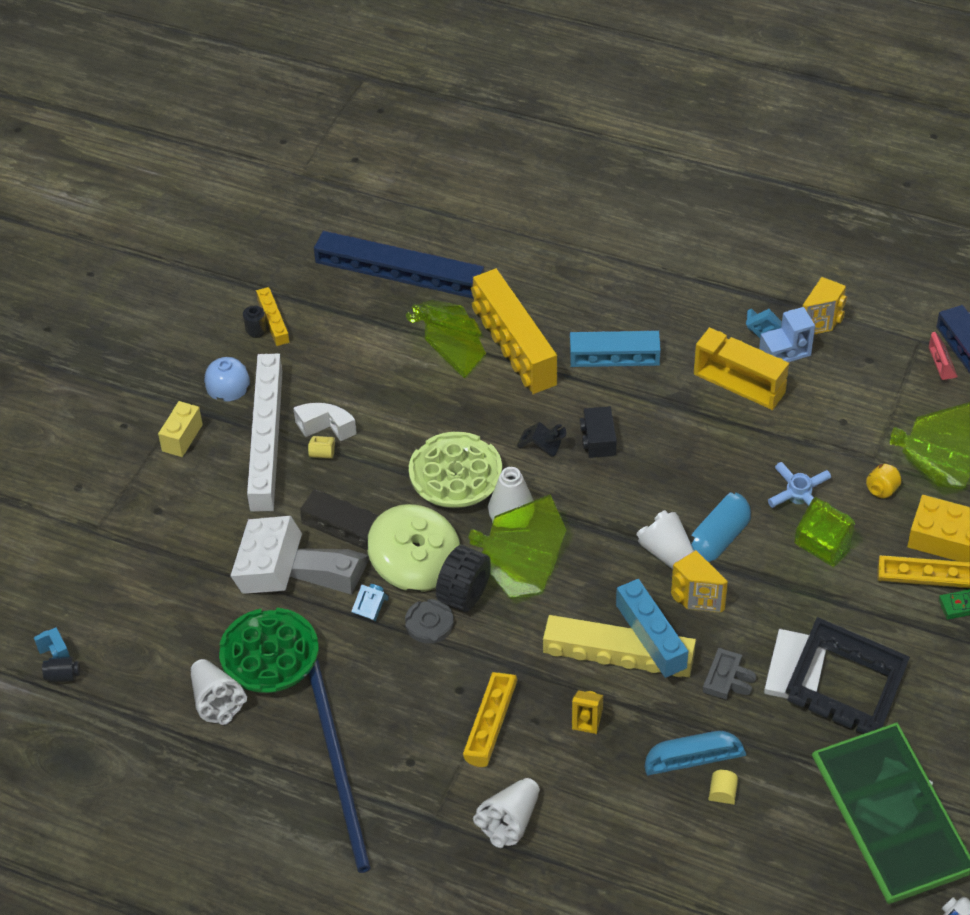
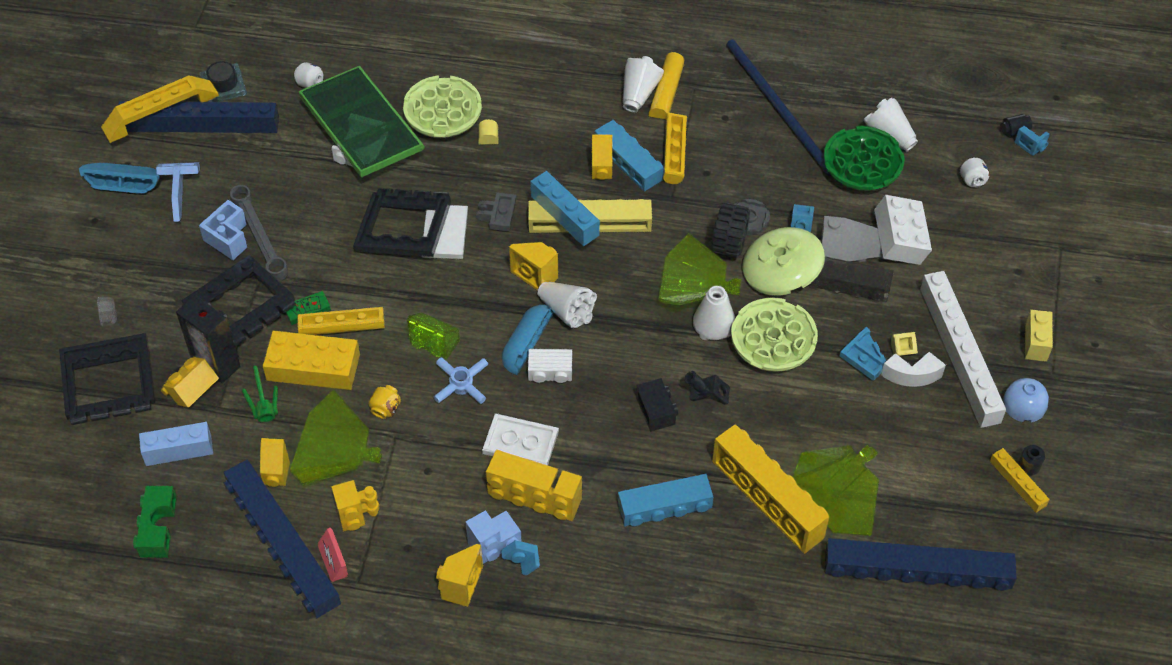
camera: 165 degrees right, 5 degrees up
(145, 617) = (974, 172): none -> white head
(366, 446) = (864, 355): none -> dark azure wing
(463, 829) = (667, 86): none -> yellow brick
(551, 717) = (632, 157): none -> dark azure brick
(693, 751) = (514, 154): dark azure brick -> none
(700, 488) = (550, 365): none -> white brick
(745, 430) = (521, 438): none -> white tile
(783, 802) = (442, 106): none -> yellowish green brick
(925, 380) = (353, 504): none -> yellow brick

